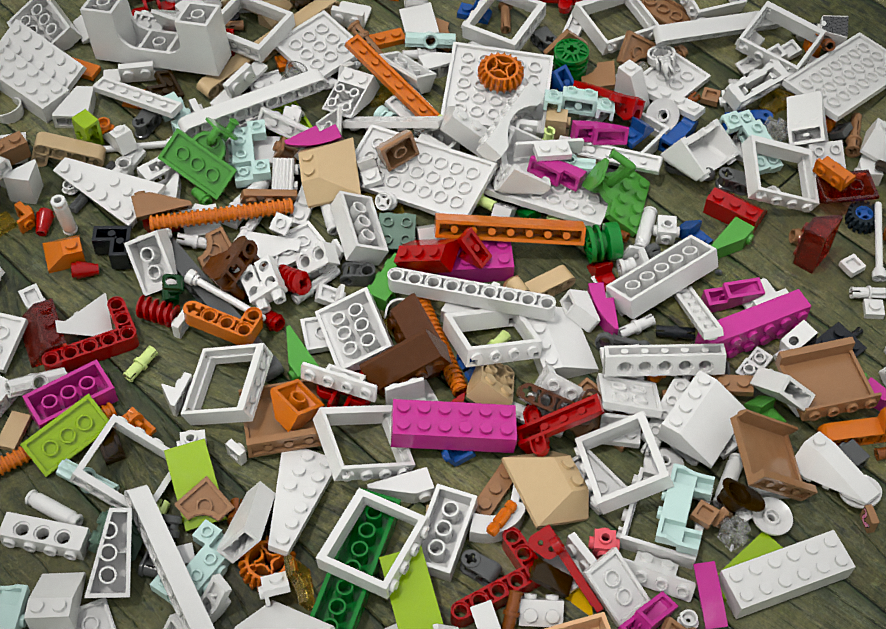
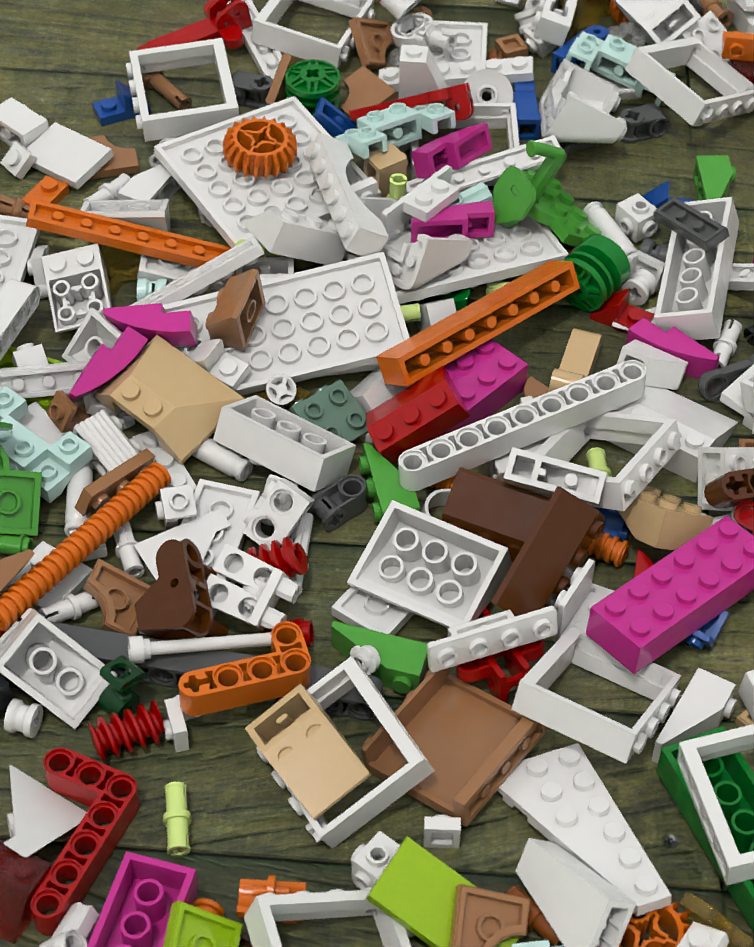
camera: 40 degrees left, 5 degrees down
(126, 275) = (23, 718): none -> white wheel
(177, 395) = (276, 823): white slope -> none
(206, 370) = (308, 751): none -> tan slope
(282, 352) = (366, 657): none -> white plate
(294, 404) = (461, 712): orange slope -> none
(327, 295) = (335, 552): white bracket -> none
(360, 132) = (152, 320): none -> dark pink slope
(395, 12) = (18, 160): none -> white plate
(418, 39) = (99, 170): light aqua piece -> none
(444, 324) = (546, 473): none -> white slope
(473, 249) = (470, 371): red slope -> none
(638, 131) = (493, 118): blue slope -> none
(679, 249) = (691, 224): none -> dark grey tile
(726, 206) = (675, 153): red slope -> none

